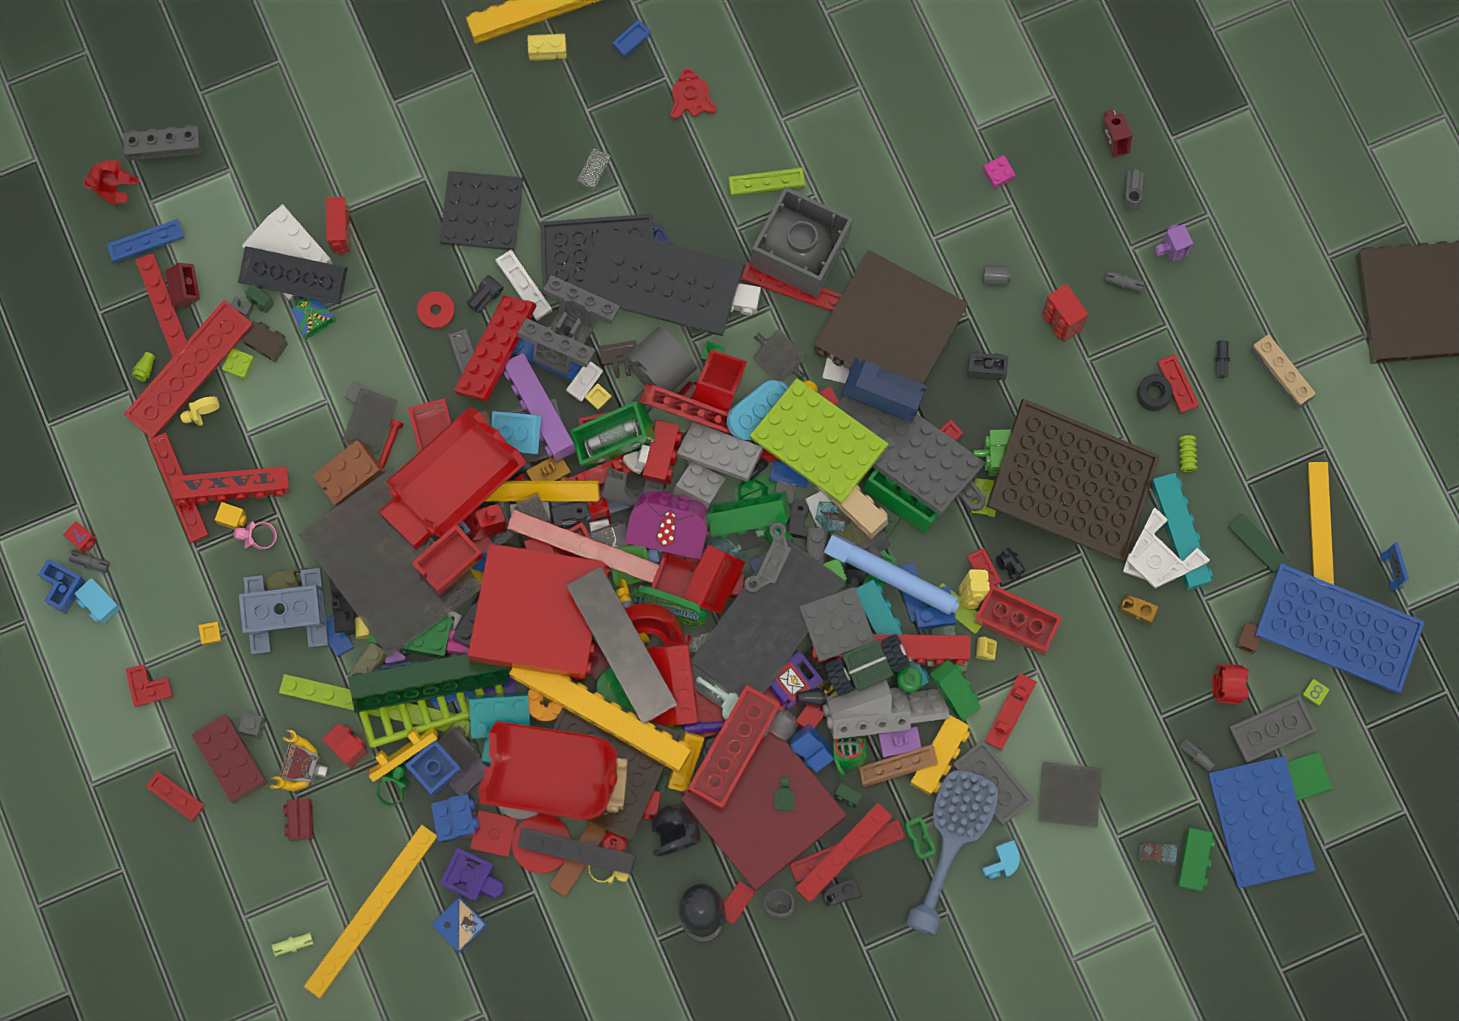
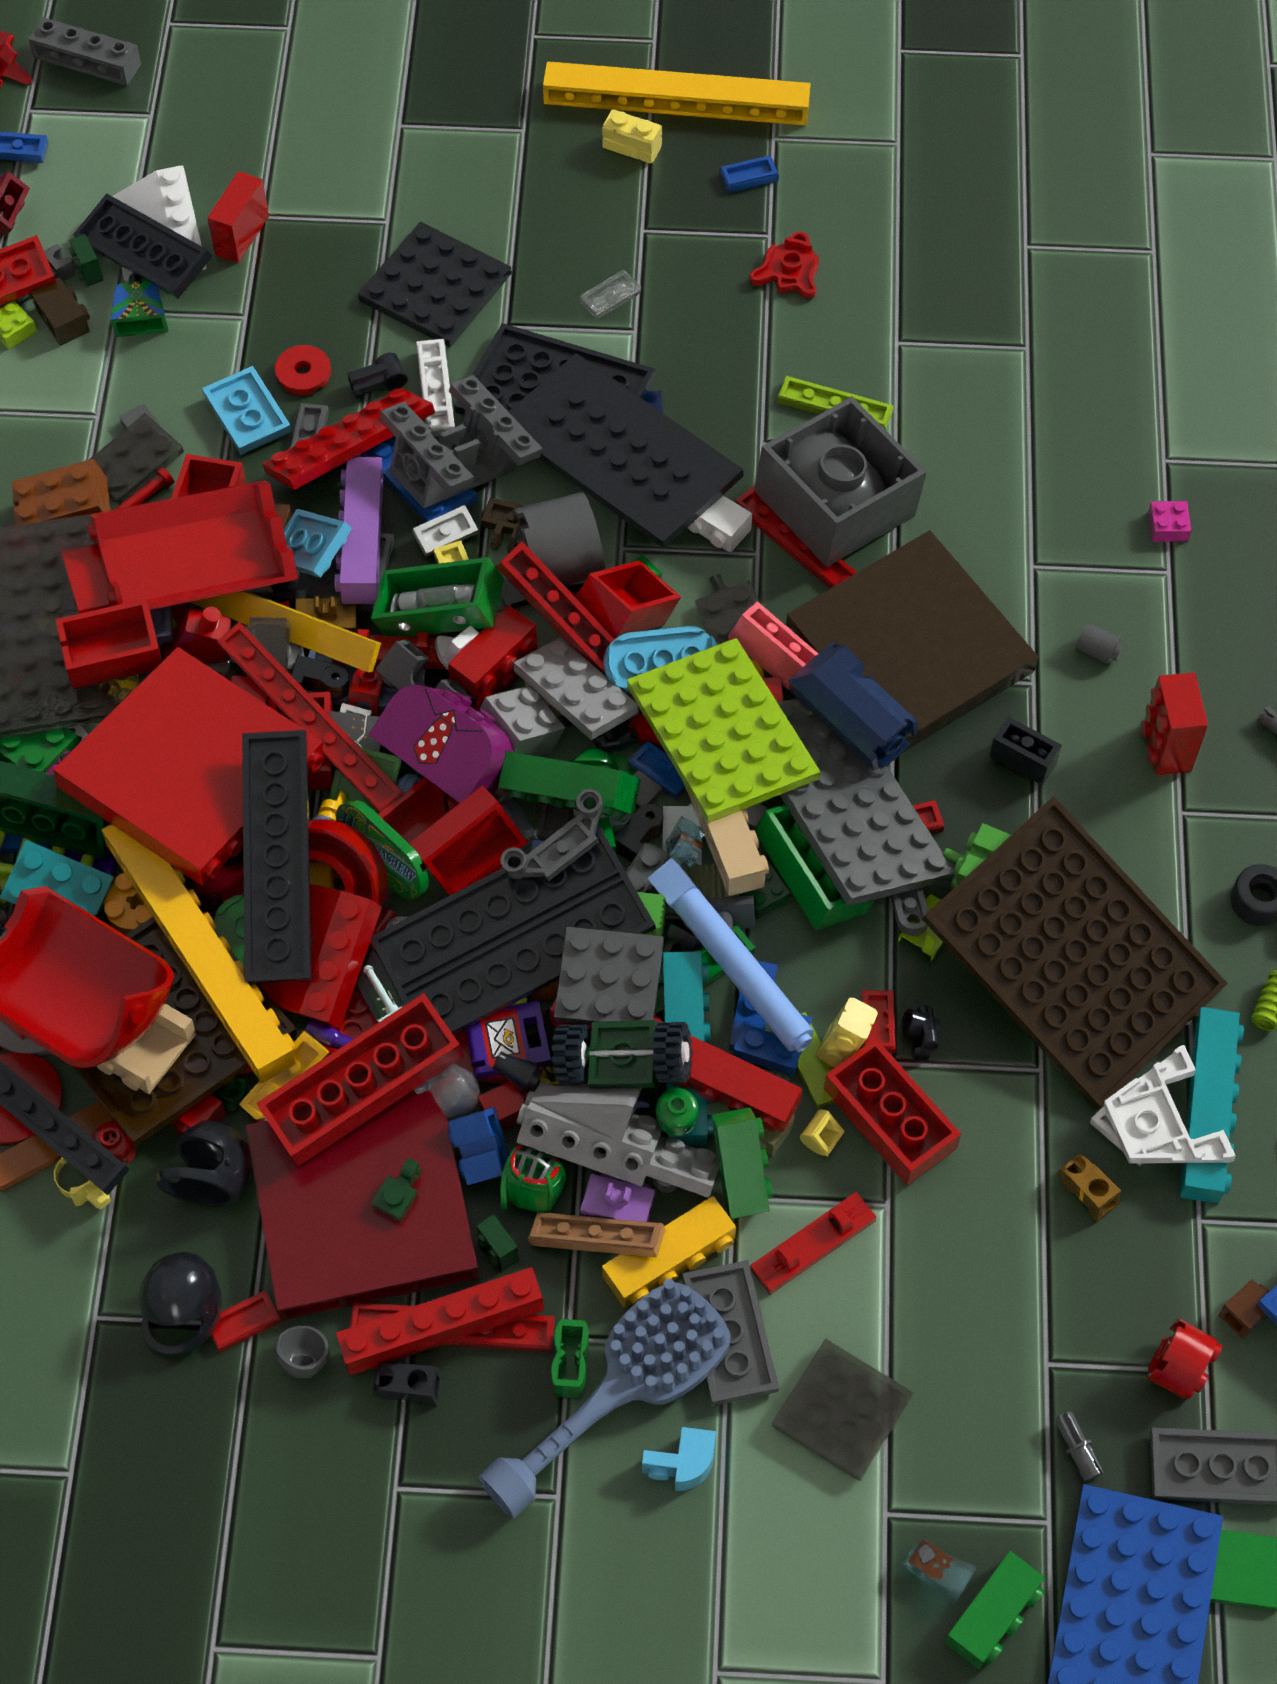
camera: 25 degrees right, 15 degrees down
(419, 355) = (246, 410): none -> medium azure plate
(818, 369) = (771, 643): none -> coral brick

